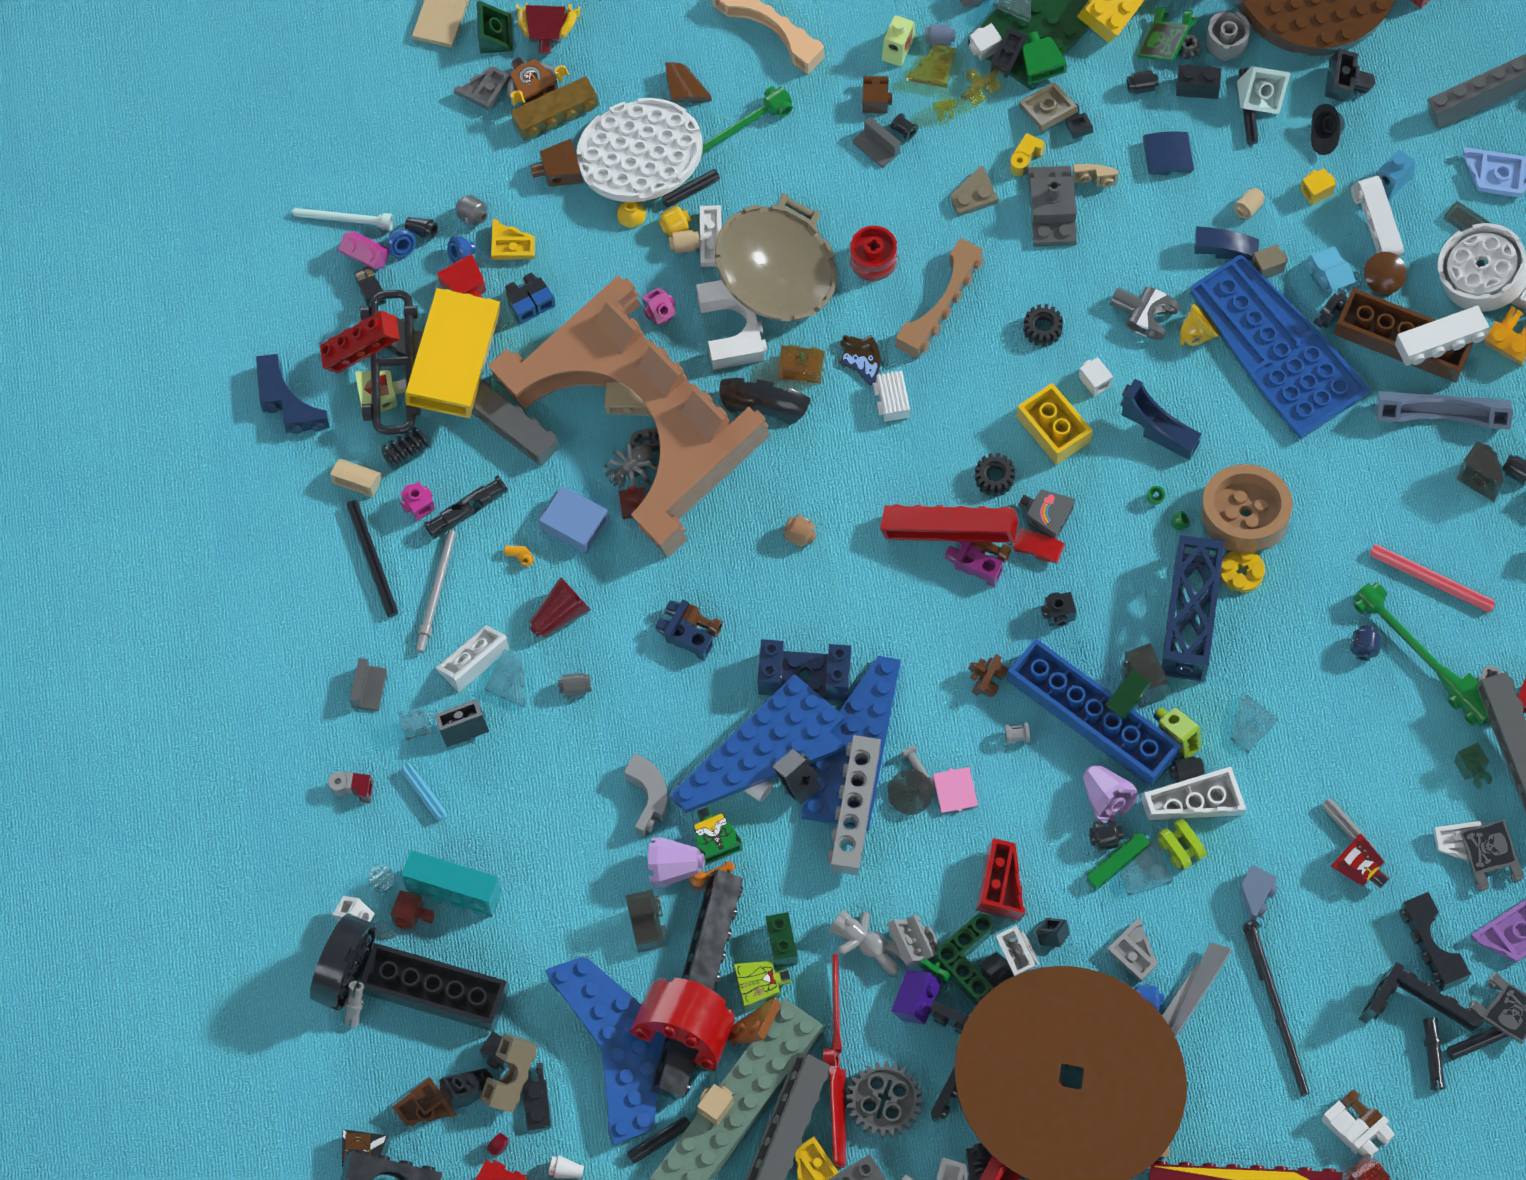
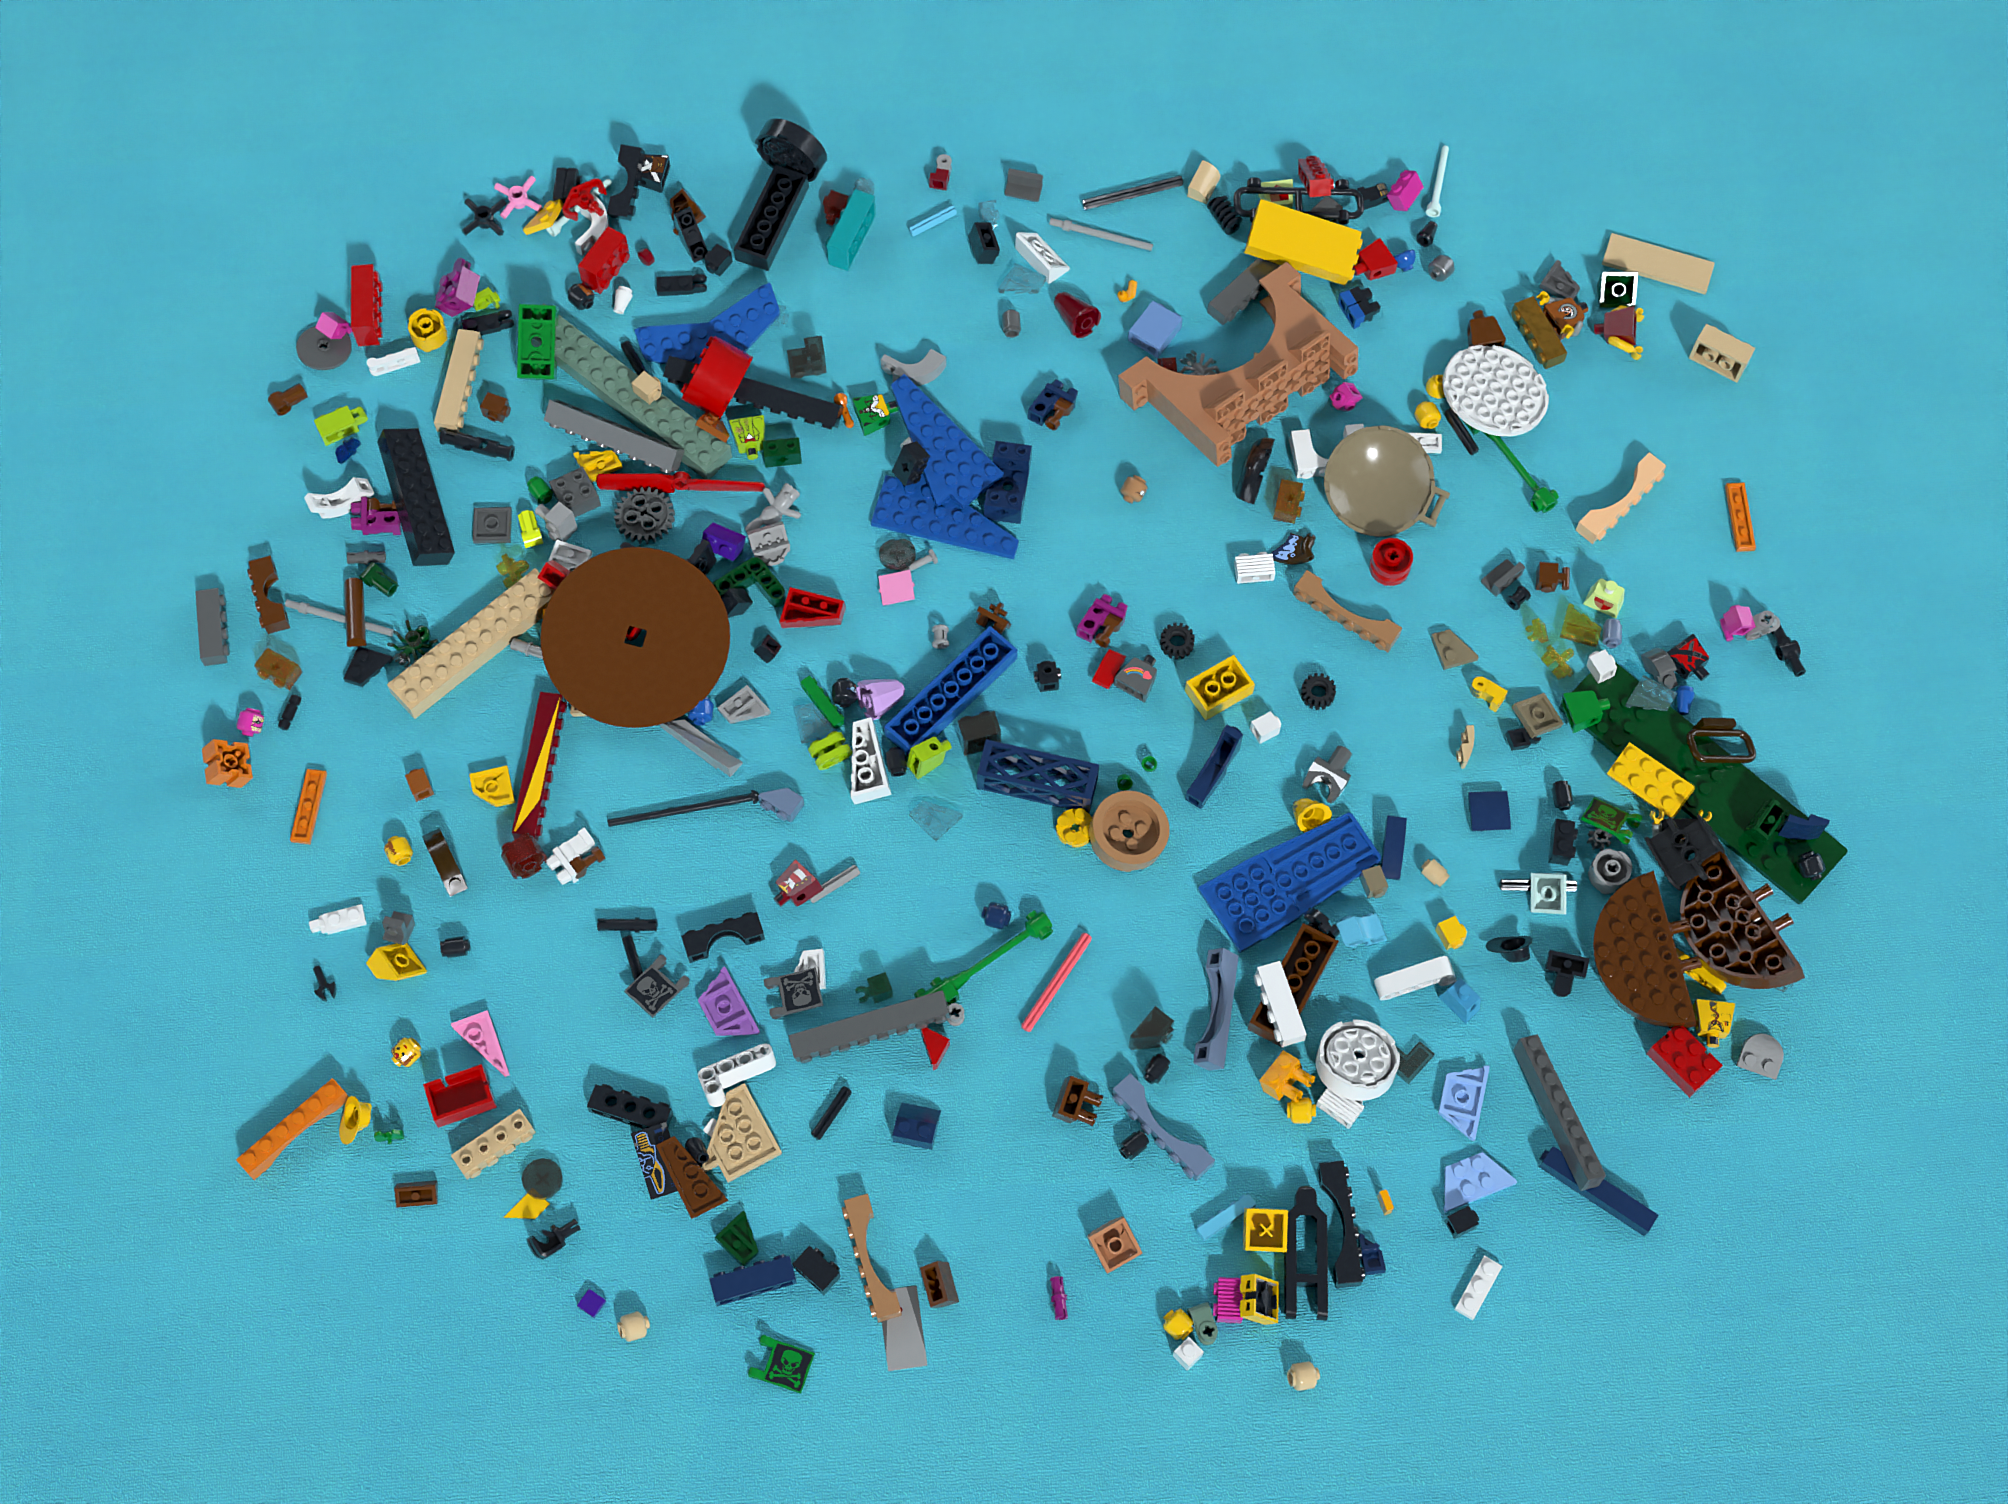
camera: 90 degrees right, 0 degrees up
(276, 396) = (1276, 130): dark blue arch -> none
(352, 906) = (835, 168): white brick -> none
(353, 1003) = (764, 164): light grey pin -> none
(401, 243) = (1411, 216): blue brick -> none
(417, 500) = (1177, 220): dark pink brick -> none
(462, 509) = (1170, 254): black piece -> none
(506, 1091) = (683, 258): dark tan arch -> none
(511, 243) = (1411, 296): yellow wing -> none
(672, 861) = (852, 374): lavender cone -> none
(684, 84) = (1563, 430): reddish brown slope -> none
(684, 241) = (1408, 420): tan brick -> none
(849, 861) = (857, 507): light grey brick -> none
(927, 966) = (744, 555): green piece -> none
(949, 523) = (1127, 594): red brick -> none
(1008, 52) = (1589, 679): black hinge -> none
(1017, 951) = (745, 611): white torso -> none
(1052, 206) = (1437, 709): dark grey brick -> none
(1128, 694) = (956, 709): dark green tile -> none
(1385, 273) = (1359, 979): reddish brown dish -> none
(1423, 991) = (677, 920): black bracket -> none

